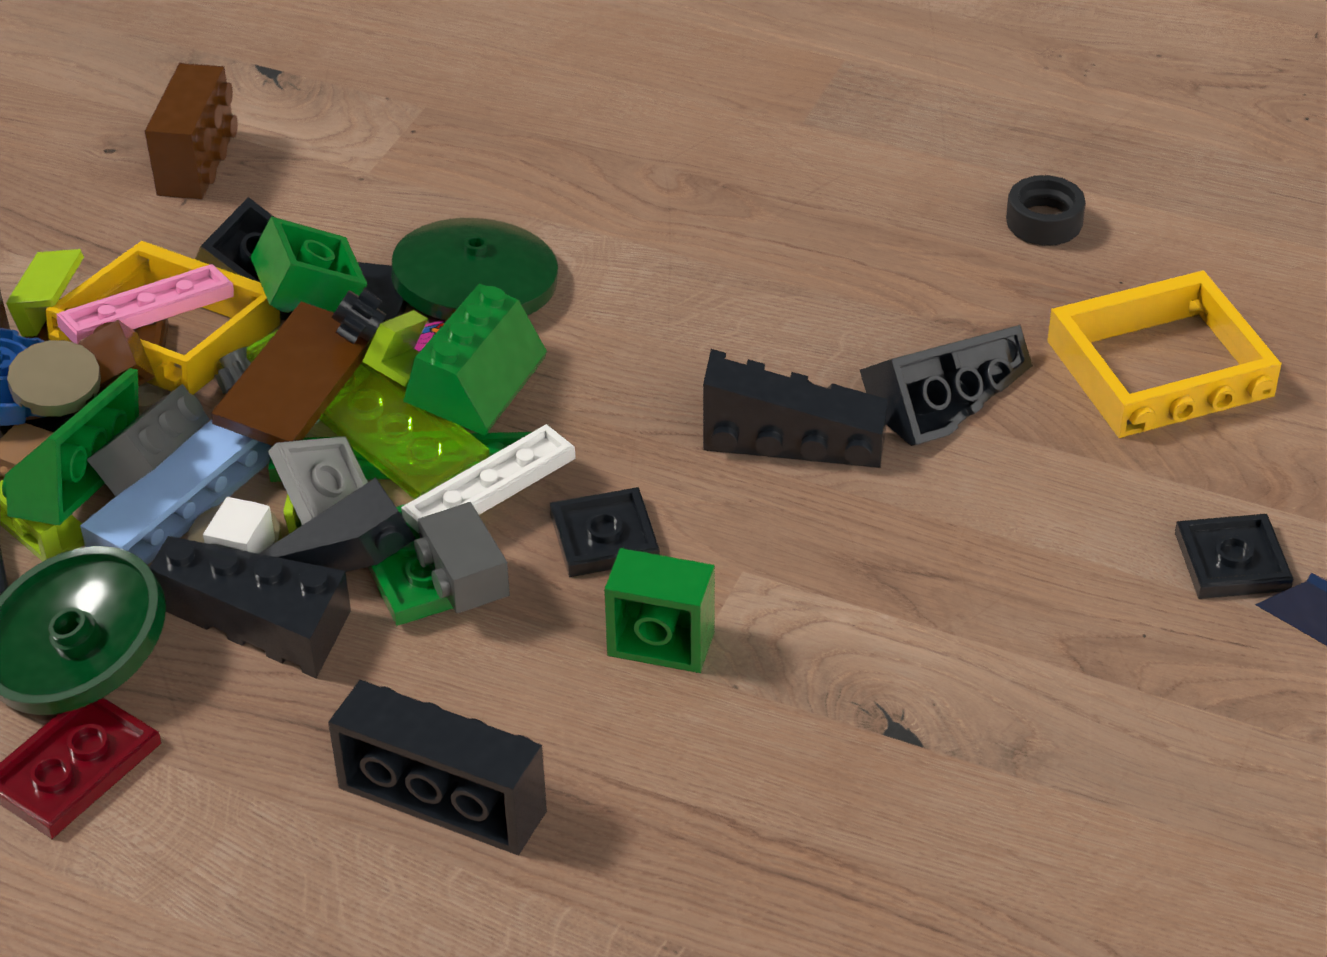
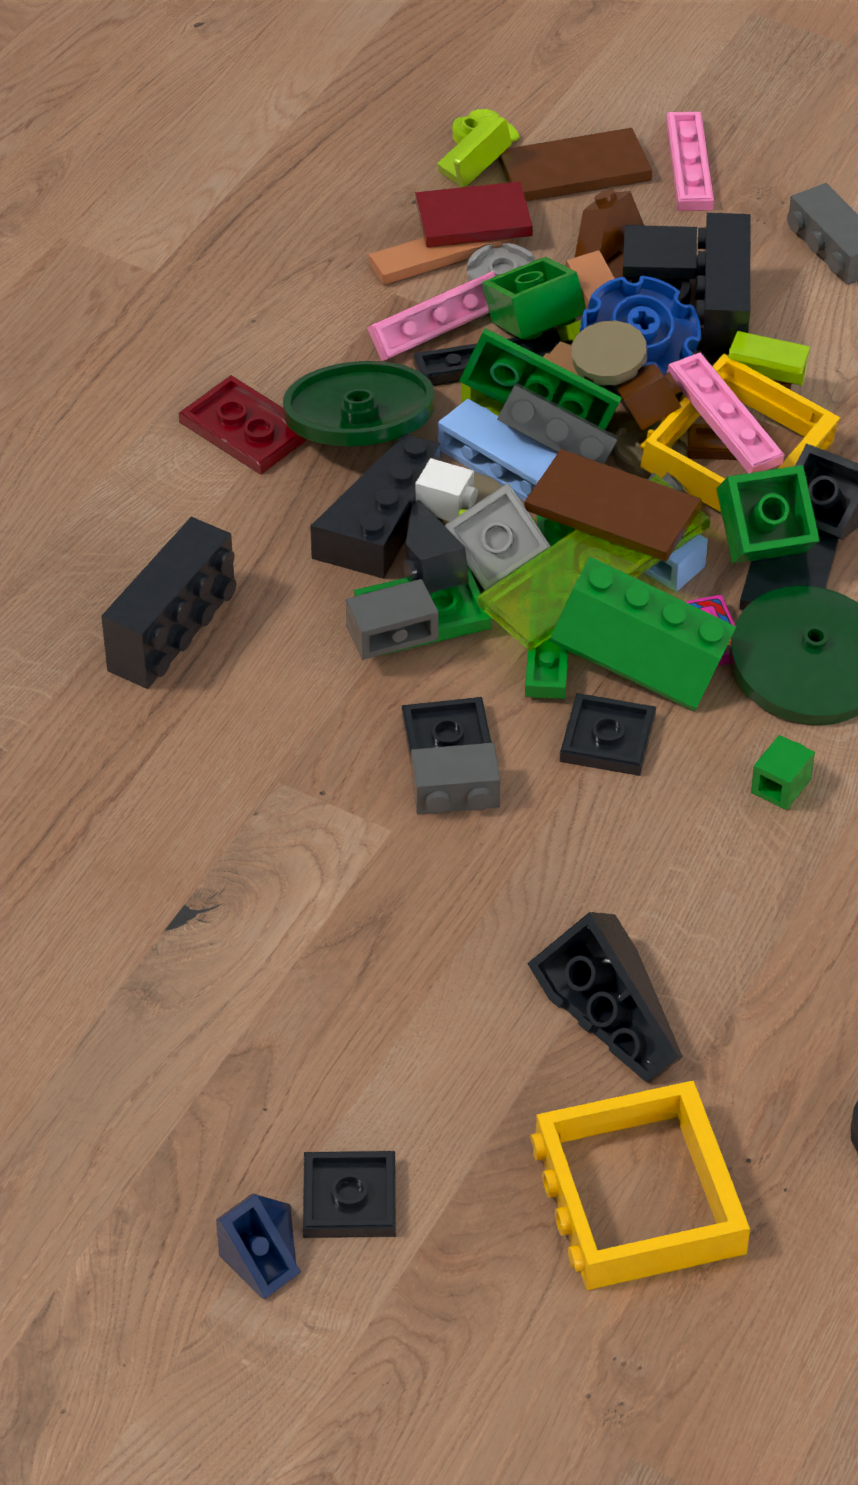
camera: 95 degrees right, 5 degrees up
(358, 316) = (655, 523): black gear -> none
(394, 345) = (653, 567): lime panel -> none
(496, 476) = (496, 648): white tile -> none
(591, 410) = (608, 734): none -> black tile
(638, 281) = (782, 772): none -> green brick
(660, 610) = (313, 742): green brick -> none
(681, 508) = (455, 778): none -> dark grey brick
(789, 416) = (559, 856): black wedge -> none

